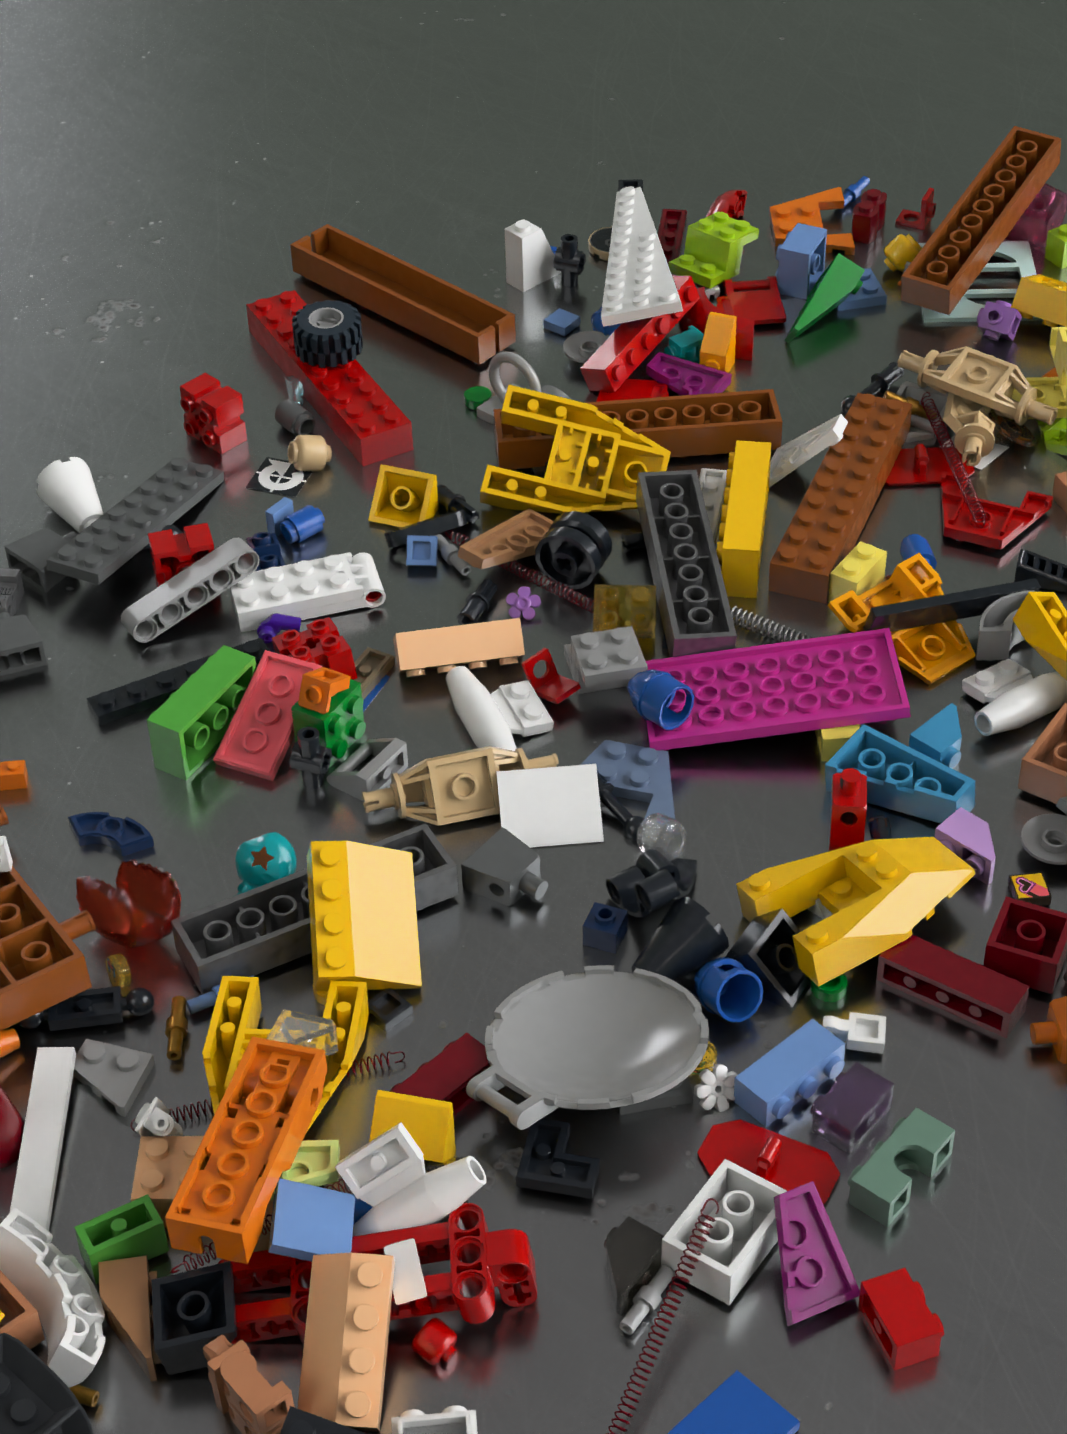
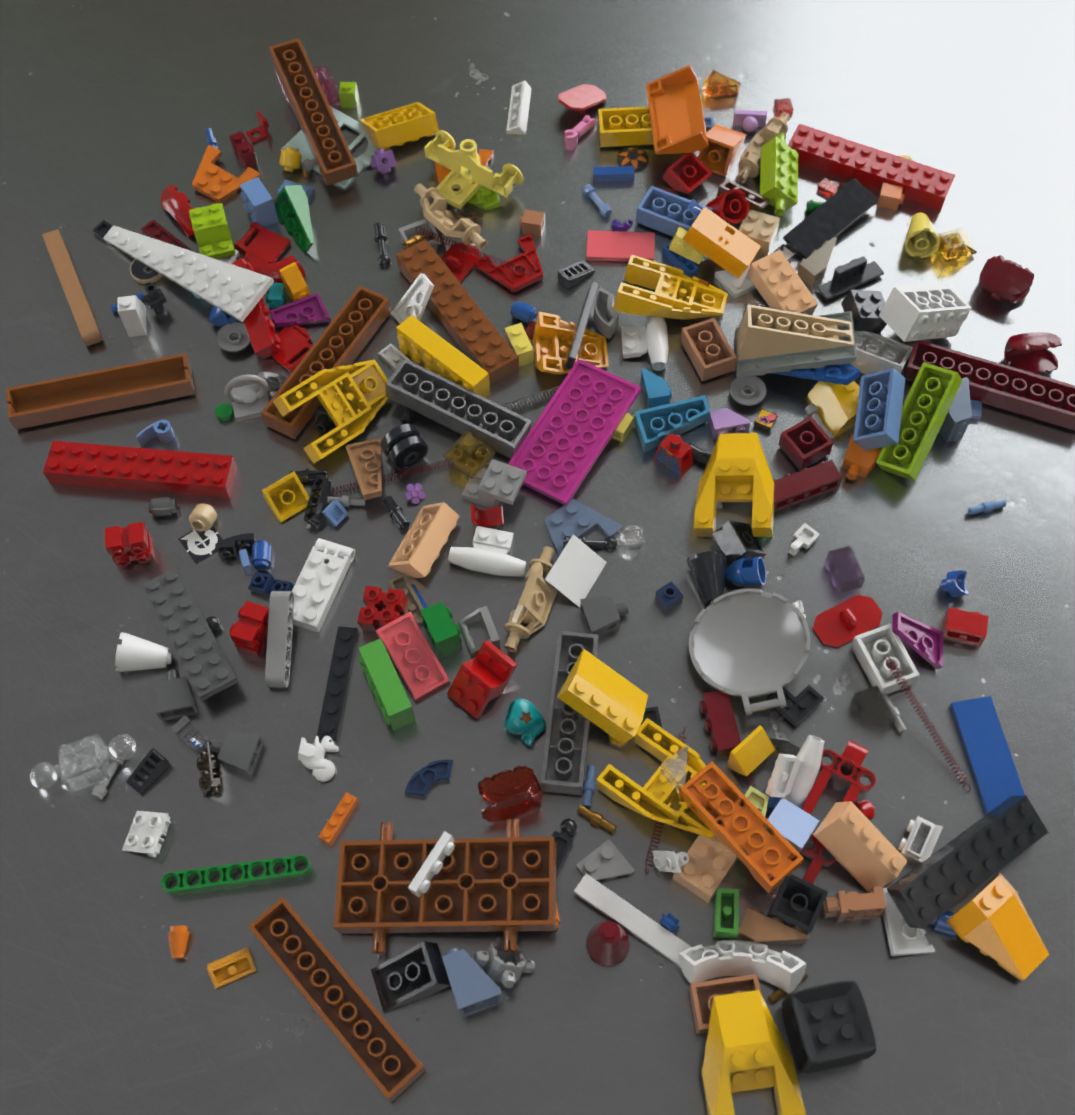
camera: 55 degrees left, 20 degrees up
(56, 707) = (313, 757): none -> white animal
(67, 1187) = (670, 922): none -> blue plate
(118, 970) = (541, 826): clear yellow tile -> none
(275, 623) = (333, 611): dark purple arm -> none
(290, 795) = (482, 679): none -> red bracket
(295, 389) = (140, 493): clear light blue tile -> none
(296, 491) = (231, 545): none -> black slope
(310, 757) = (462, 653): black axle -> none
(319, 687) = (440, 620): orange bracket -> none
(327, 333) = (127, 449): black wheel -> none
(388, 357) = (160, 428): none -> medium blue panel
(408, 1275) = (829, 797): white sticker -> none
(525, 203) = (72, 288): none -> medium nougat beam
(561, 322) = (194, 335): medium blue tile -> none
(651, 883) = (664, 561): black panel -> none
(653, 694) = (549, 480): blue helmet -> none
(789, 1073) = (810, 579): medium blue brick -> none
(915, 1144) = (891, 587): sand green arch -> none
(969, 1264) = (955, 583): none -> blue piece
(981, 380) = (438, 203): tan plate -> none

